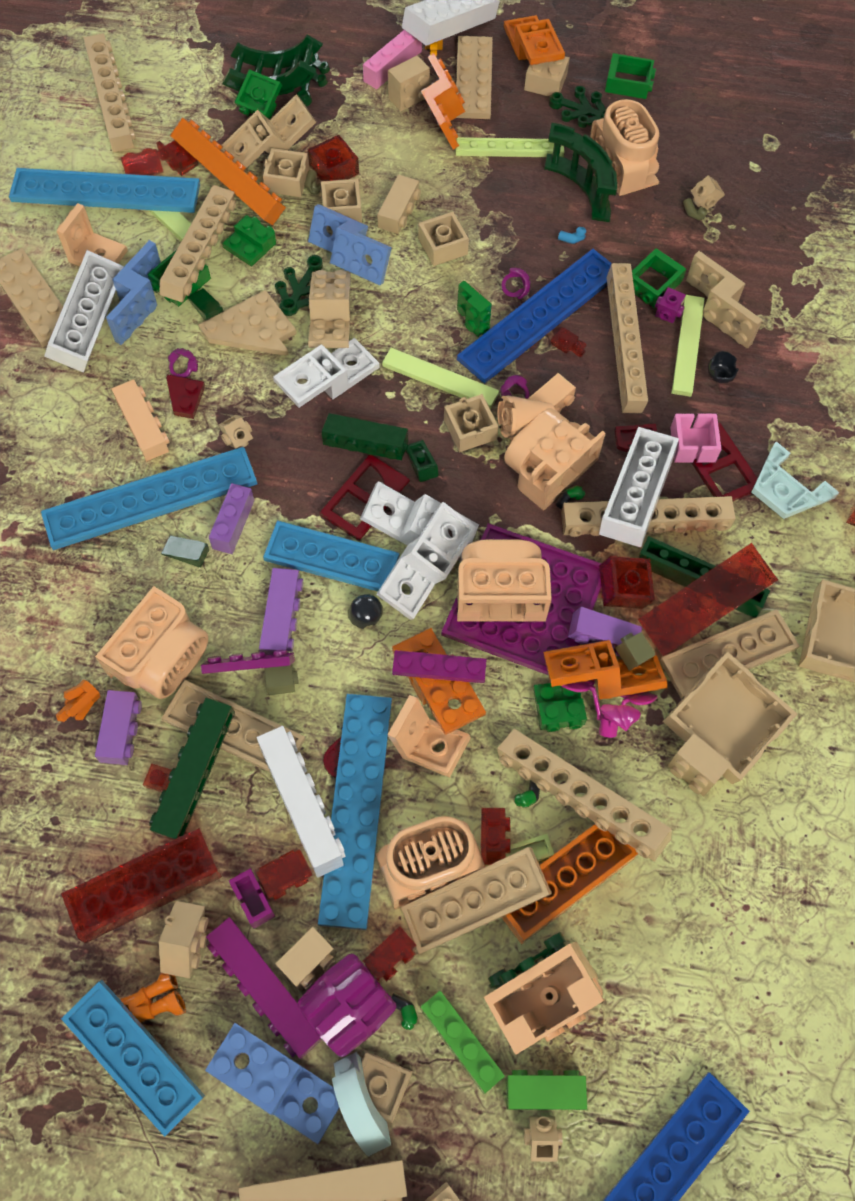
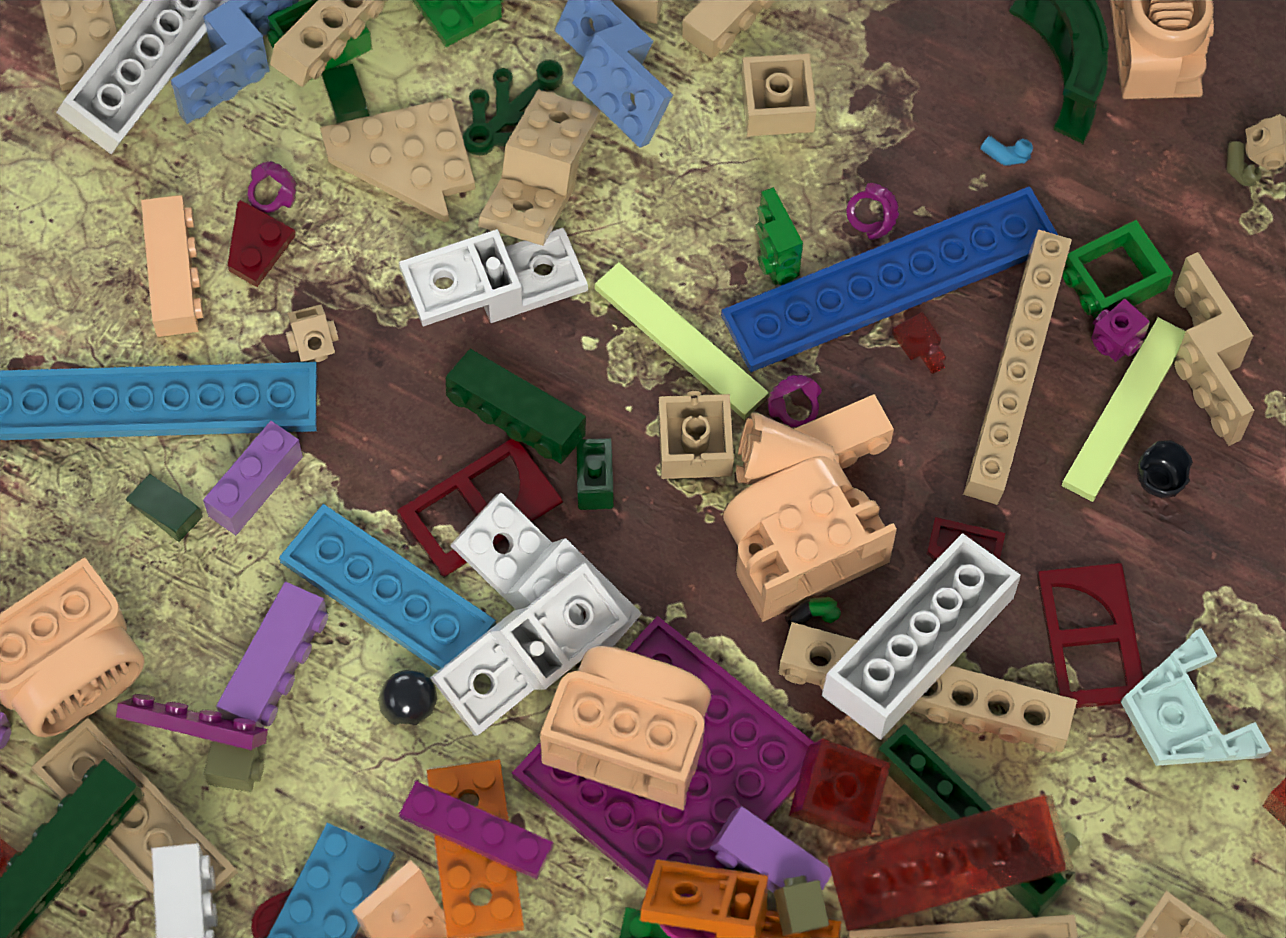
camera: 20 degrees right, 0 degrees up
(699, 442) = (1057, 585): bright pink piece -> none

